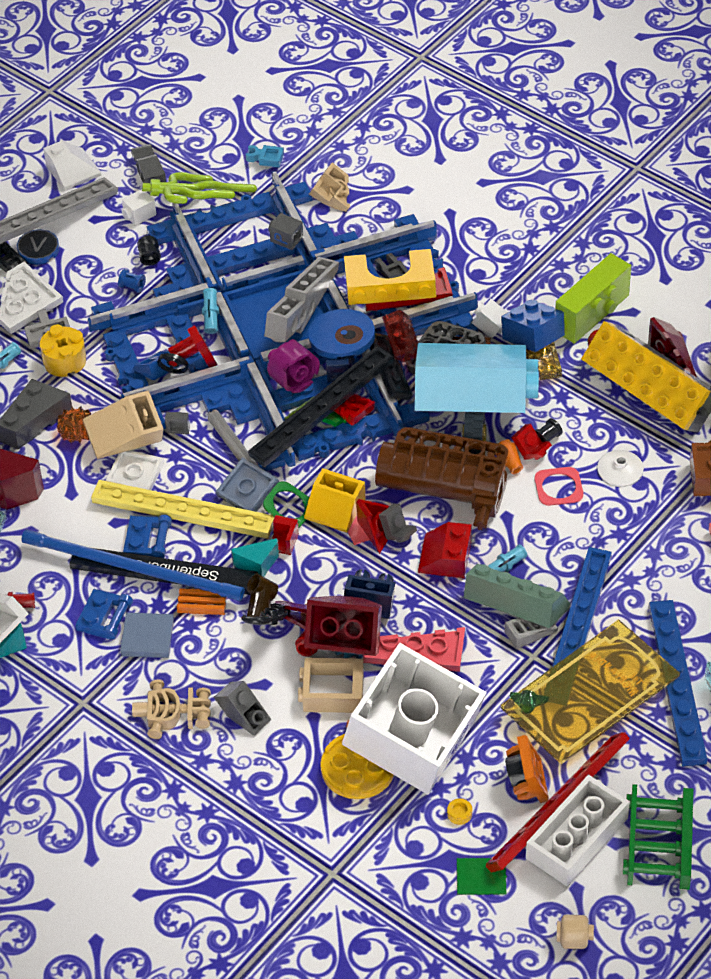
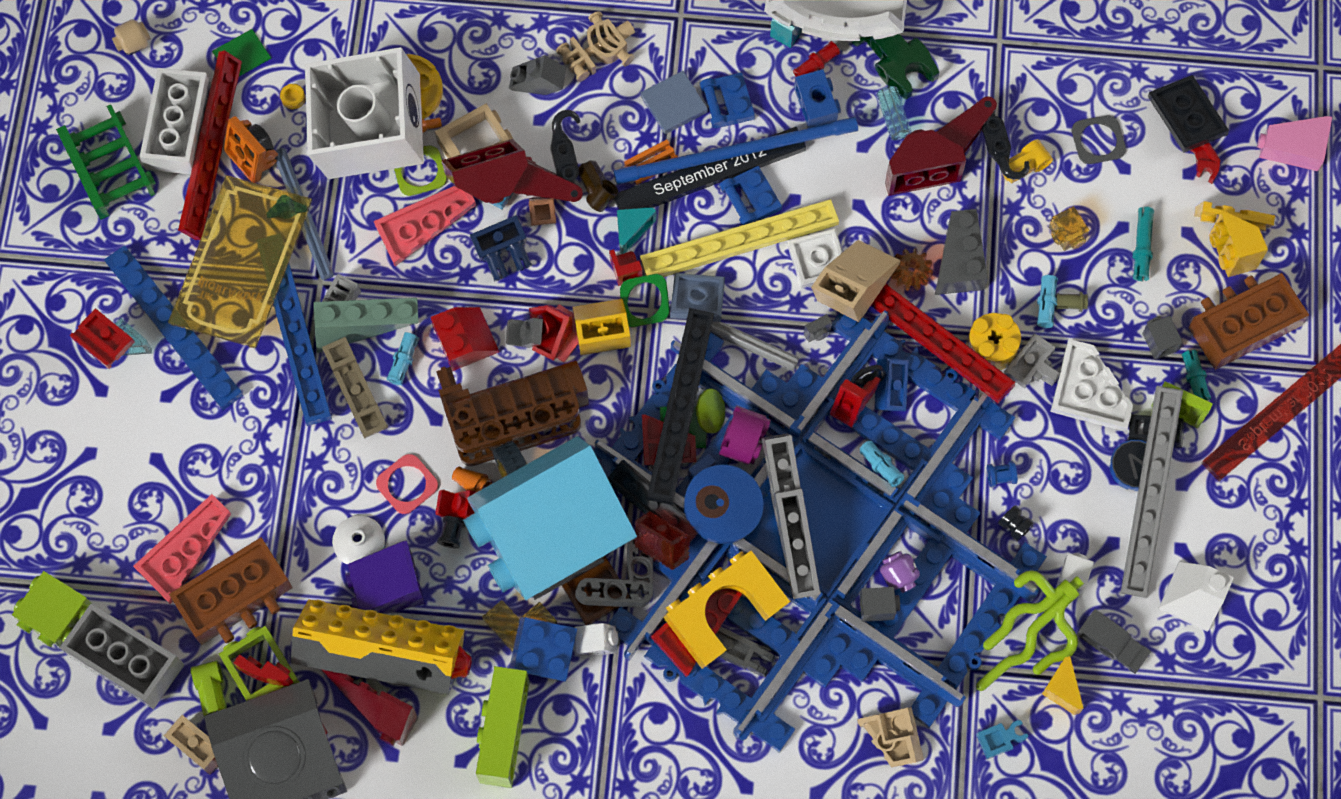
camera: 145 degrees right, 20 degrees up
(37, 571) = (816, 85): none -> blue brick
(98, 352) = (943, 344): none -> red tile
(202, 159) = (1064, 688): none -> yellow slope
(255, 240) = (900, 571): none -> medium lavender head
(510, 726) = (308, 228): none -> sand blue axle
(557, 554) = (354, 387): none -> dark tan slope
(617, 419) = (385, 580): none -> dark purple slope

